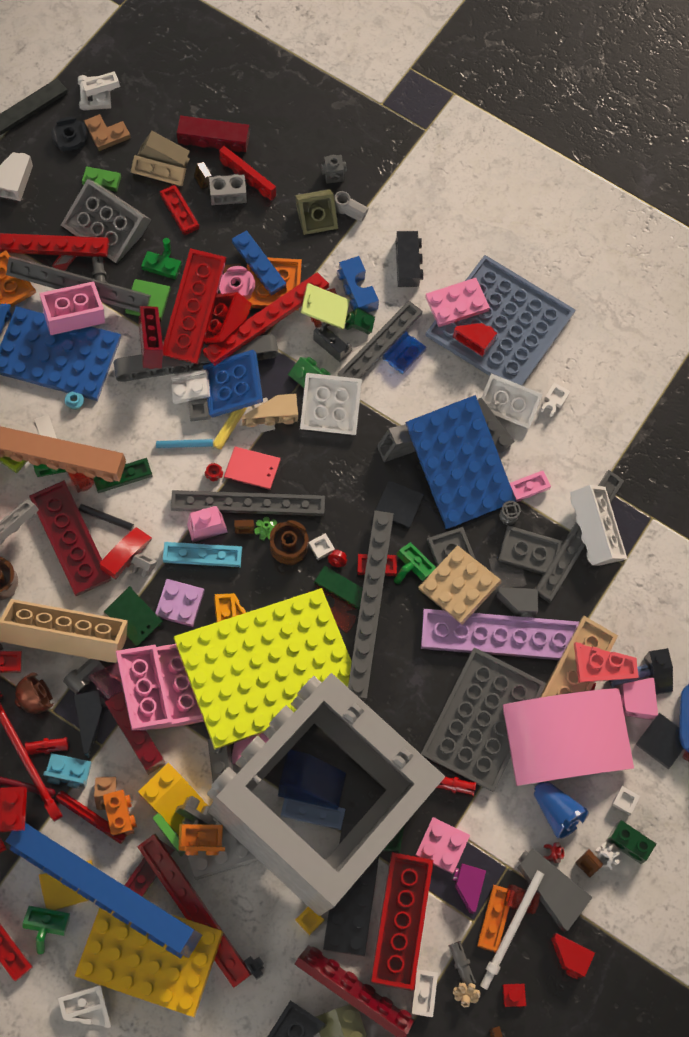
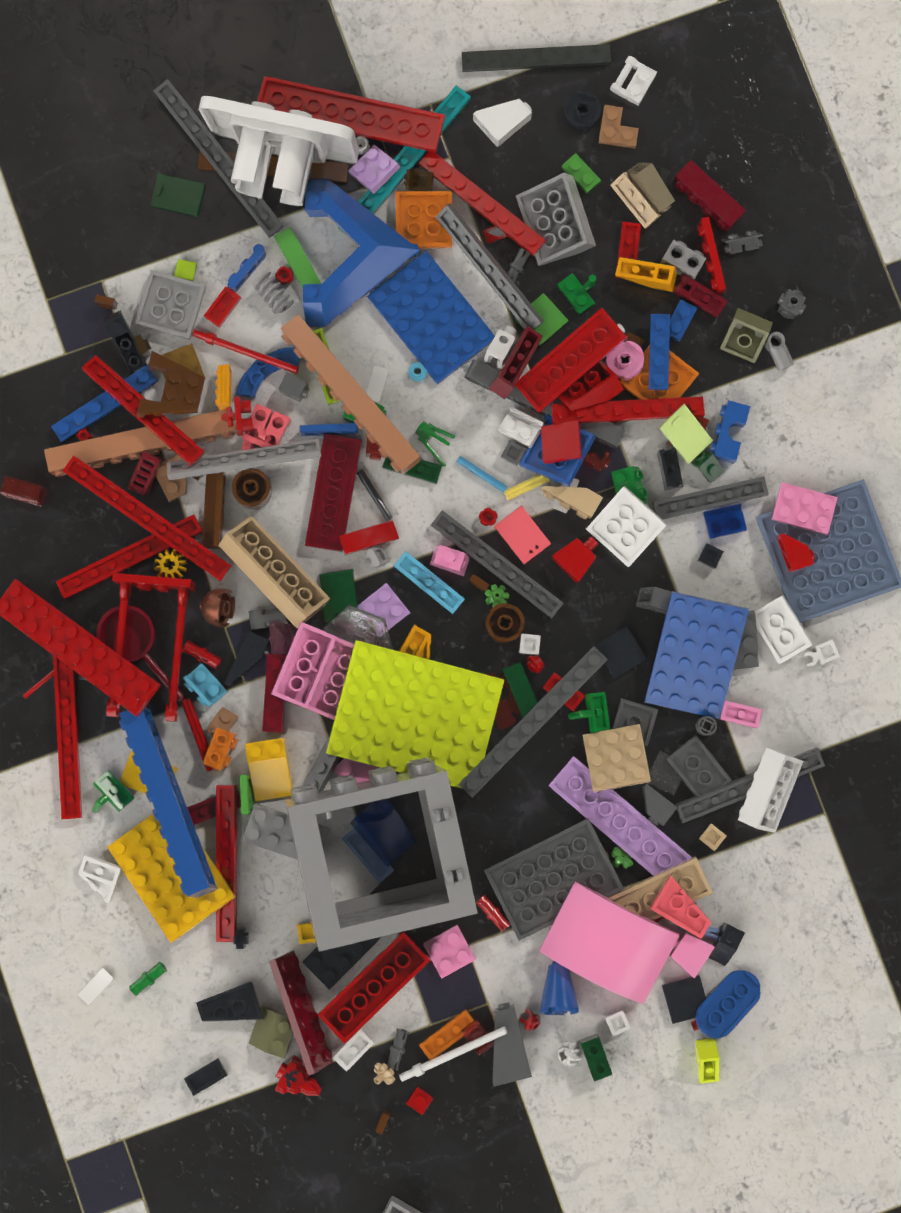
camera: 40 degrees right, 15 degrees up
(39, 483) = (331, 429): none -> blue tile
(72, 308) = (469, 289): bright pink slope -> none
(100, 84) = (642, 79): white plate -> none
(114, 440) = (427, 431): none -> green plant
(129, 334) = (500, 347): none -> white torso
(166, 623) = (361, 626): none -> clear wing
(192, 815) = (274, 785): flat silver hips -> none
(200, 838) = (264, 818): orange bracket -> none
(202, 175) = (671, 231): dark brown plate -> none
(209, 213) = (647, 273): none -> light orange slope
(231, 372) = (561, 442): none -> red tile
(257, 154) = (735, 242): none -> dark grey hinge
(258, 231) = (680, 319): none -> blue plate
(259, 206) = (700, 296): none -> dark red plate
(270, 375) = (592, 460): none -> clear red bracket
(308, 455) = (576, 557): none -> red torso
(408, 259) = (793, 436): black brick -> none
(413, 384) = (710, 556): none -> black plate
(469, 885) = (446, 996): magenta slope -> none
(524, 663) = (621, 858): none -> bright green plant
(572, 956) = (484, 1107): red slope -> none
(582, 595) = (712, 837): none -> tan plate
(589, 863) = (550, 1048): reddish brown tile -> none

